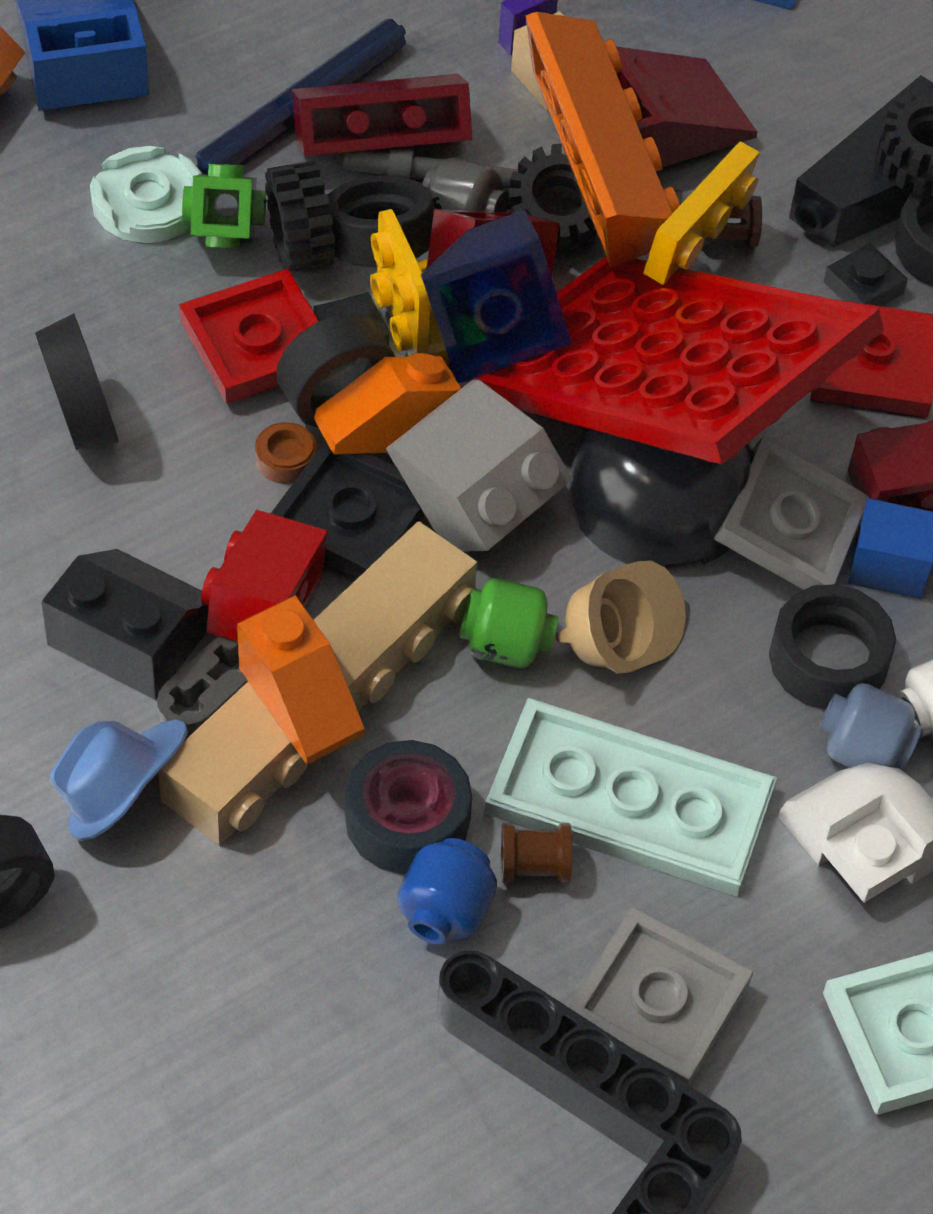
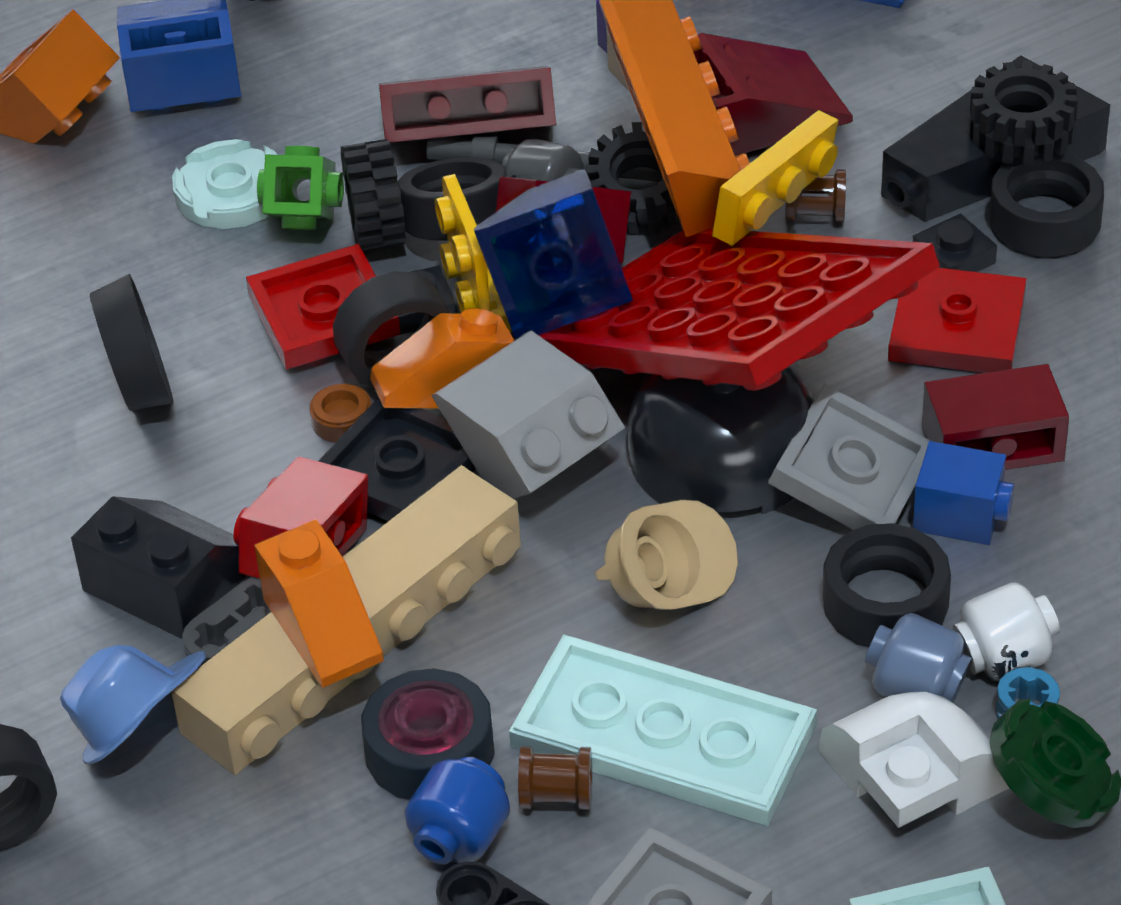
camera: 10 degrees right, 10 degrees down
(278, 114) = (366, 112): dark blue axle -> none
(508, 623) = (546, 562): bright green head -> none

